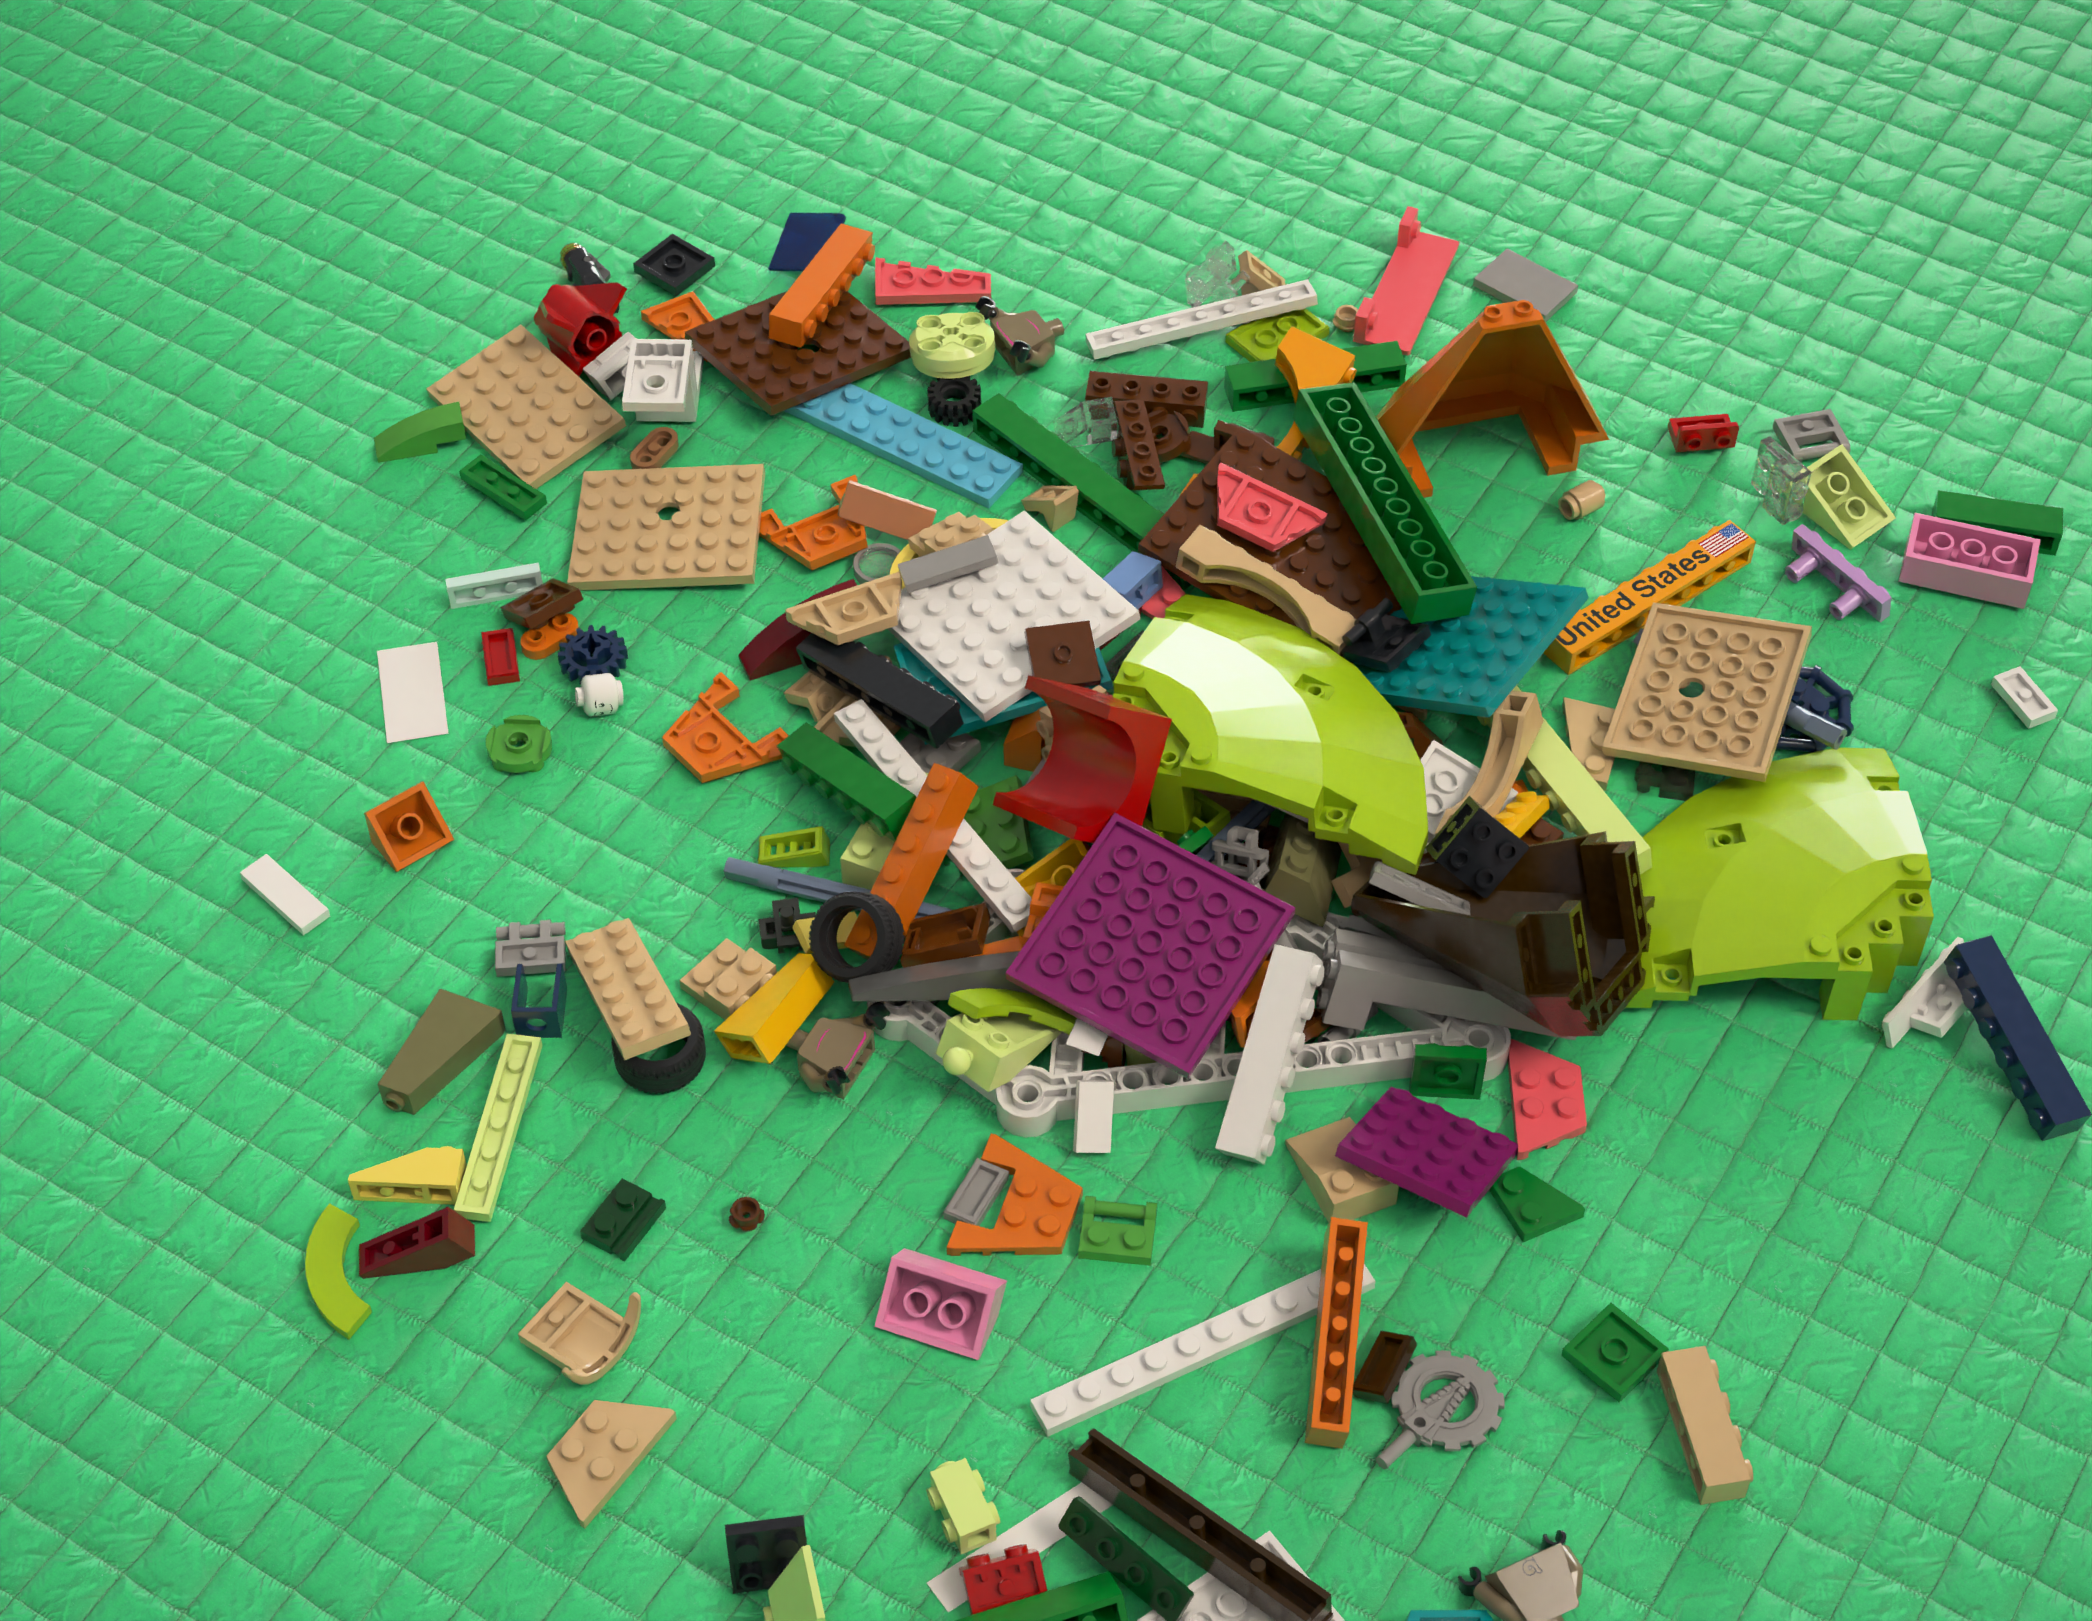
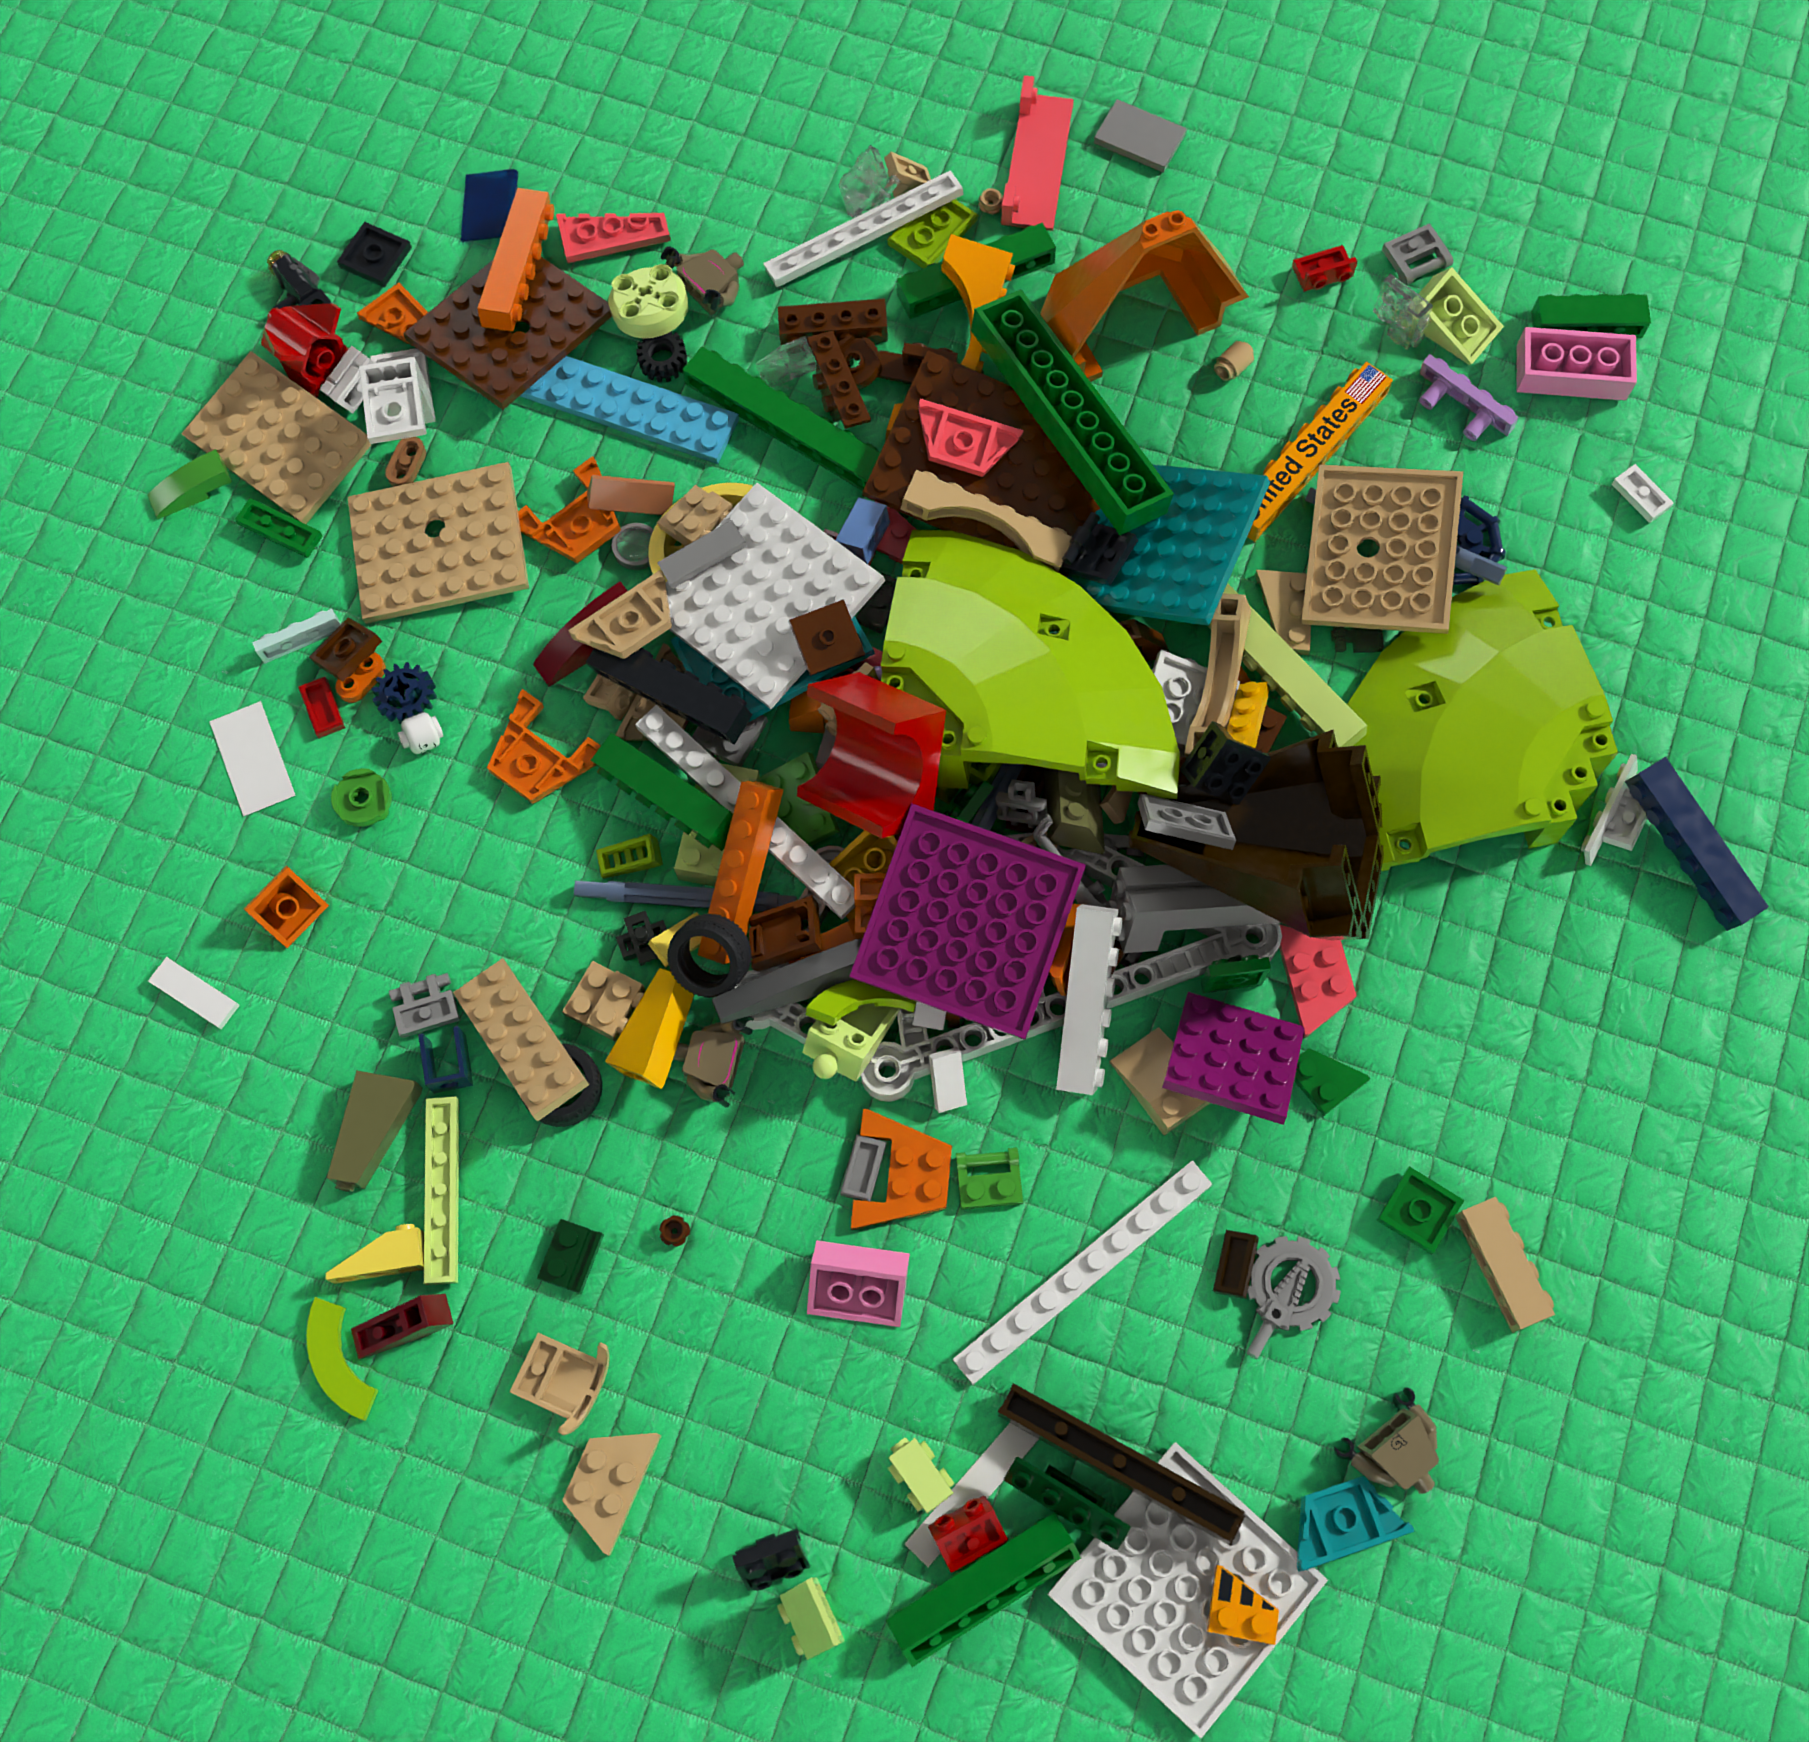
camera: 10 degrees left, 20 degrees up
(1055, 503) = (774, 451): tan slope -> none
(1336, 1333) = (1195, 1251): orange brick -> none

